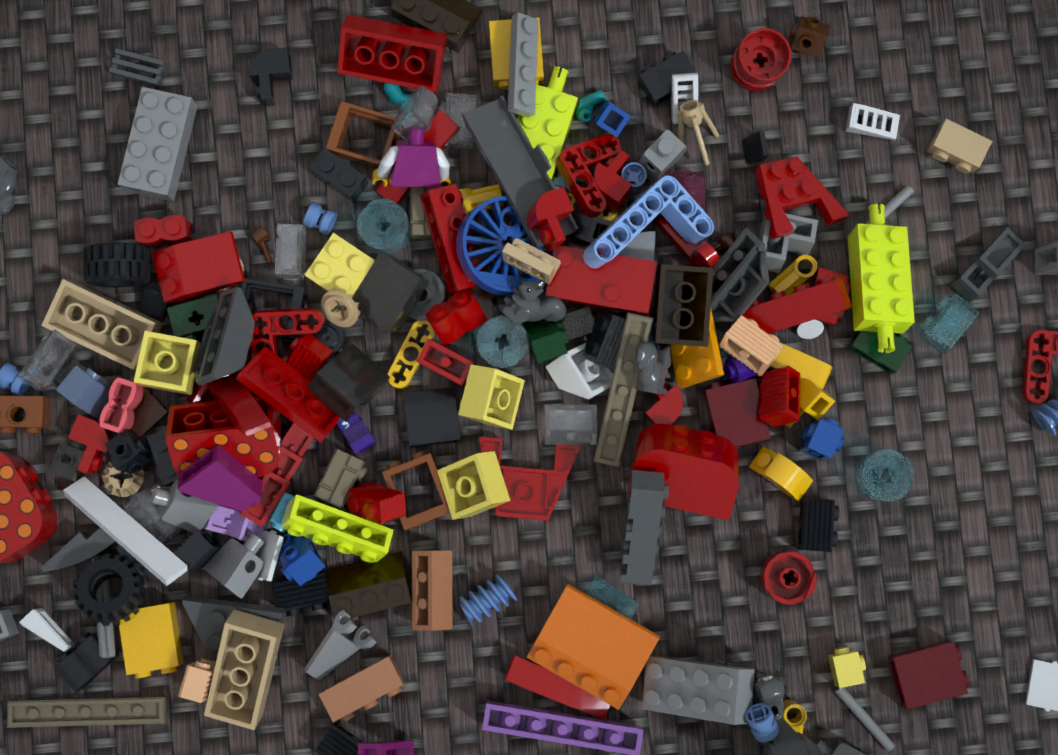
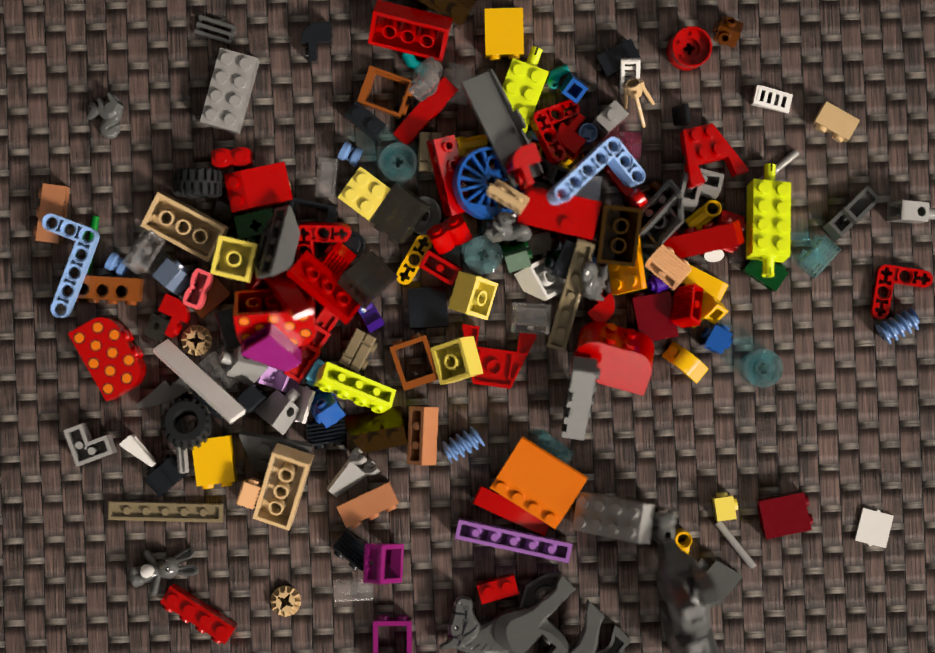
camera: 10 degrees right, 5 degrees up
(128, 452) = (202, 323): black brick -> none
(261, 236) = (305, 164): reddish brown hand -> none
(337, 315) = (361, 228): tan gear -> none
(376, 502) = (384, 369): red brick -> none
(413, 163) = (422, 117): magenta torso -> none
(523, 65) = (508, 45): light grey plate -> none
(762, 722) = (658, 543): medium blue wheel -> none
(800, 569) = (694, 434): red brick -> none
(817, 524) = (709, 401): black brick -> none

